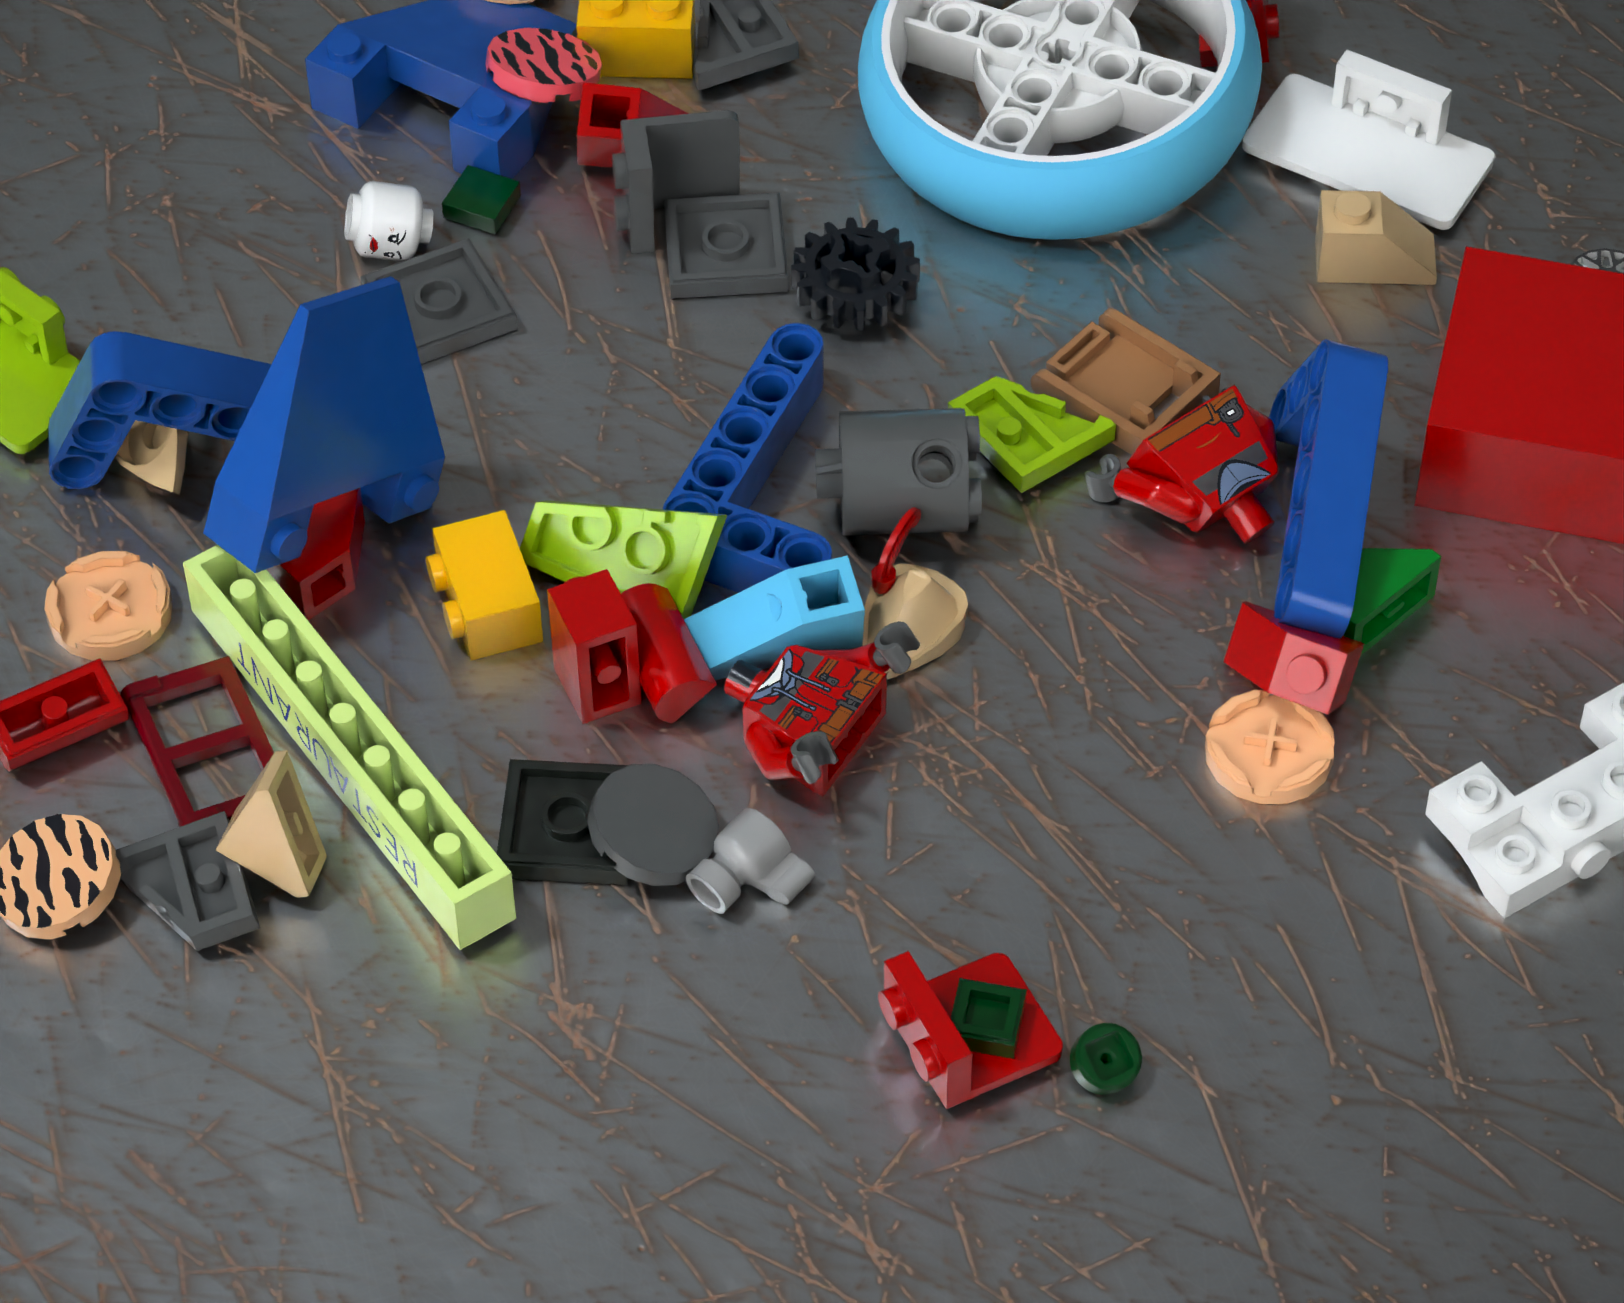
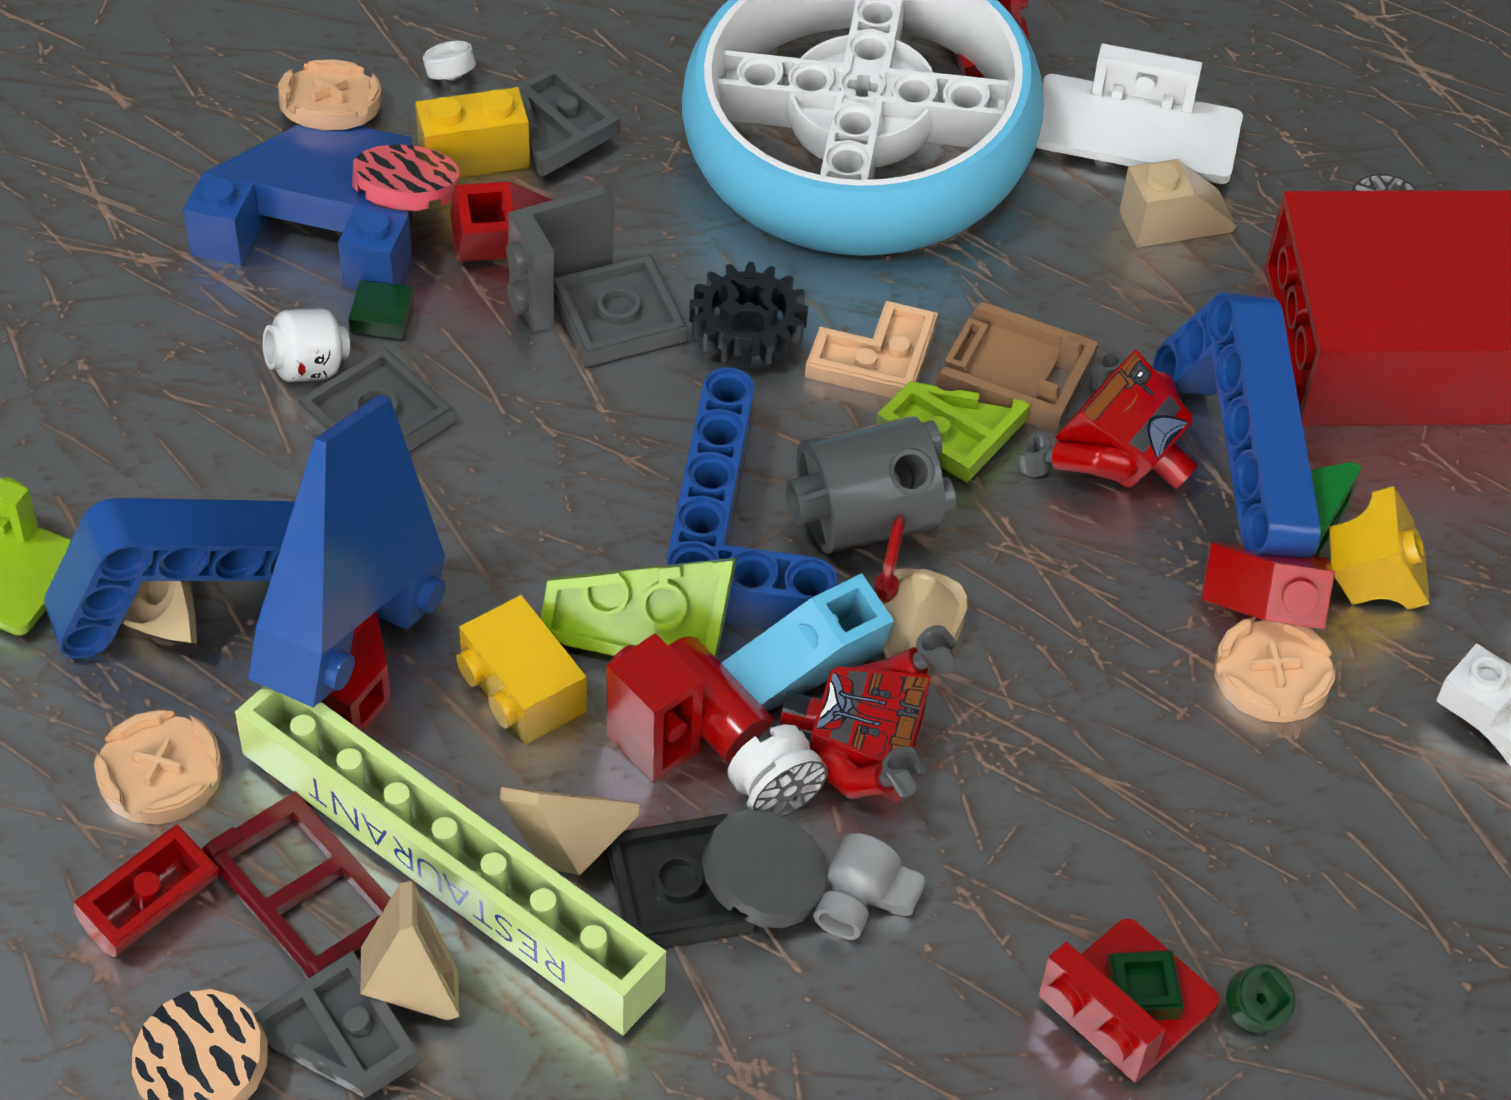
camera: 20 degrees left, 0 degrees up
(470, 742) = (567, 828): none -> tan slope
(699, 733) = (778, 771): none -> white wheel
(975, 351) = (875, 364): none -> light nougat tile
(1428, 652) = (1381, 554): none -> yellow brick

